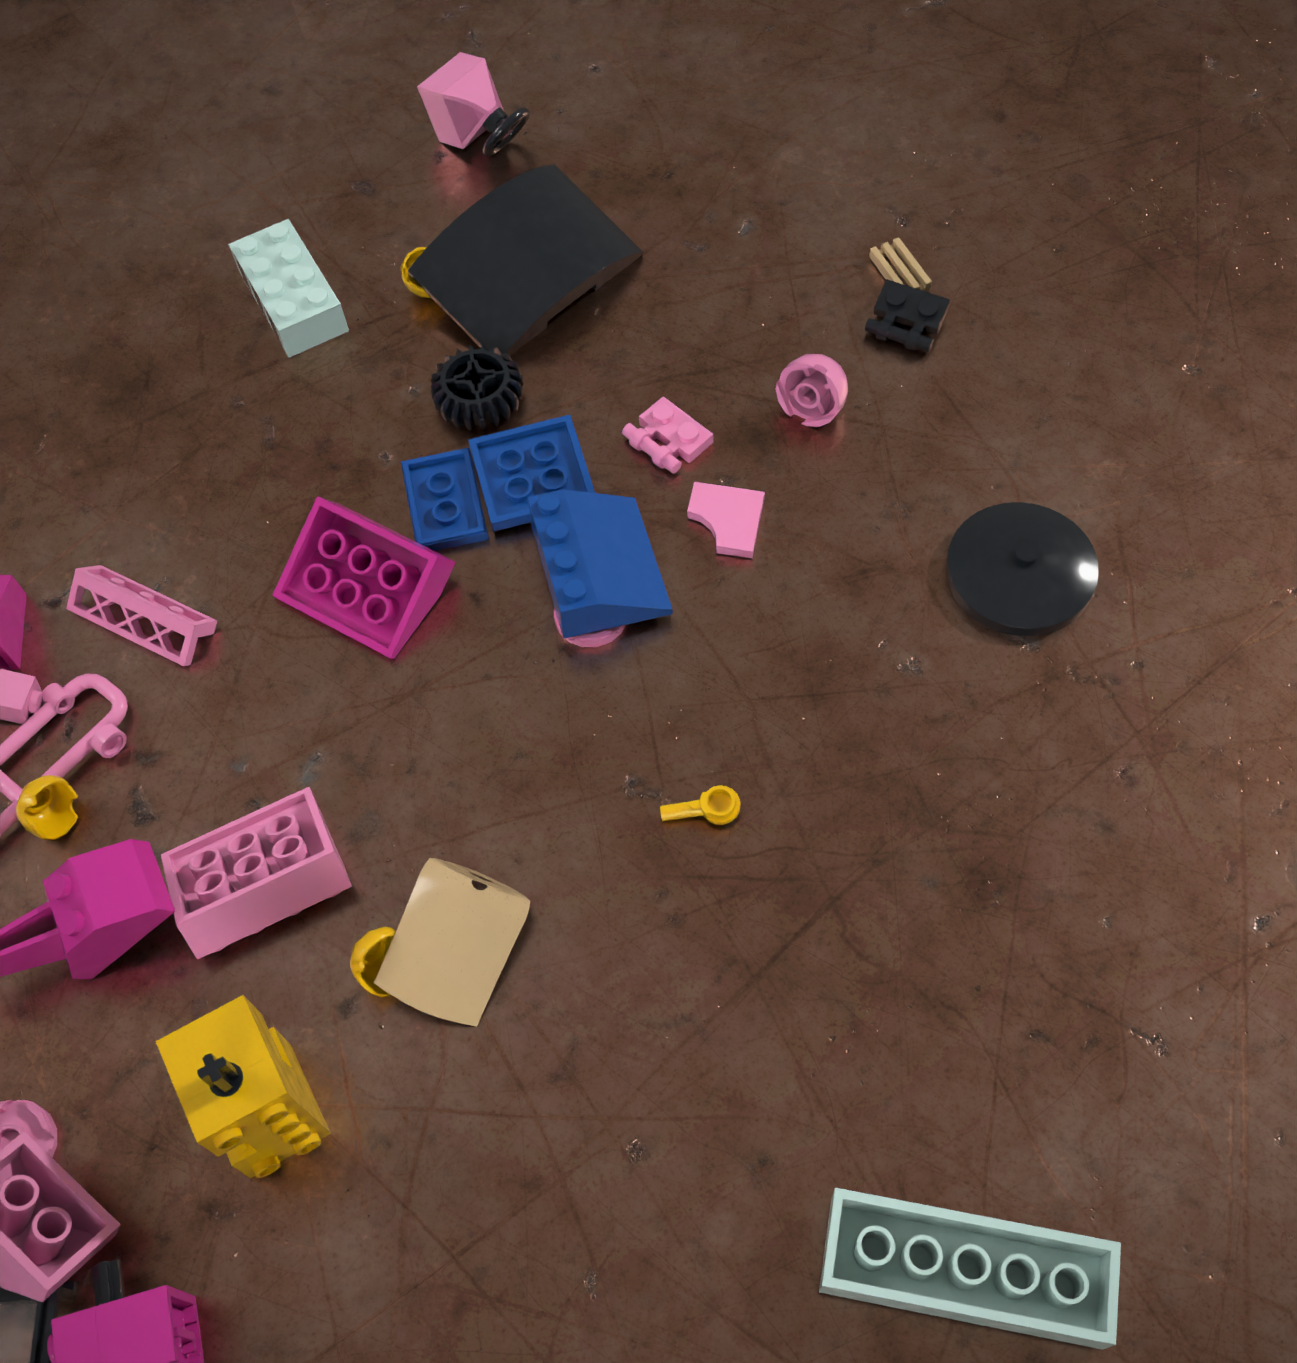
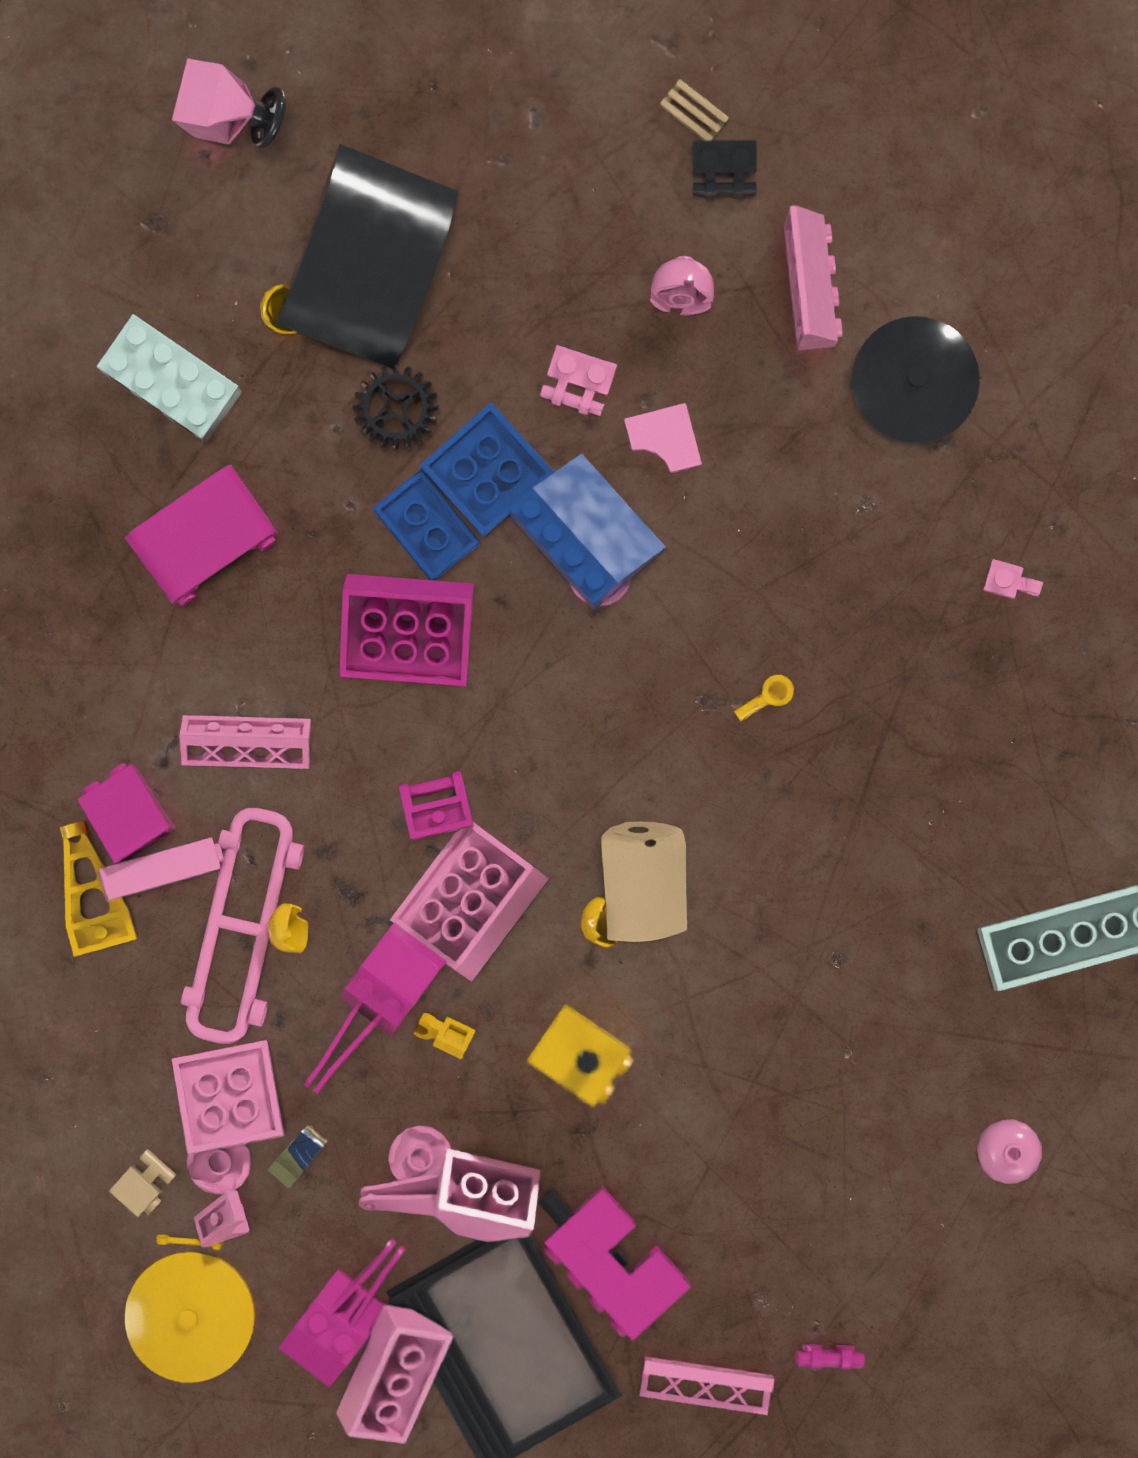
camera: 30 degrees left, 25 degrees up
(132, 1011) = (449, 1036): none -> yellow plate
(224, 404) = (201, 534): none -> dark pink windscreen
(279, 766) = (440, 815): none -> dark pink plate
(950, 423) = (811, 279): none -> bright pink slope
(1044, 804) = (1006, 580): none -> bright pink plate

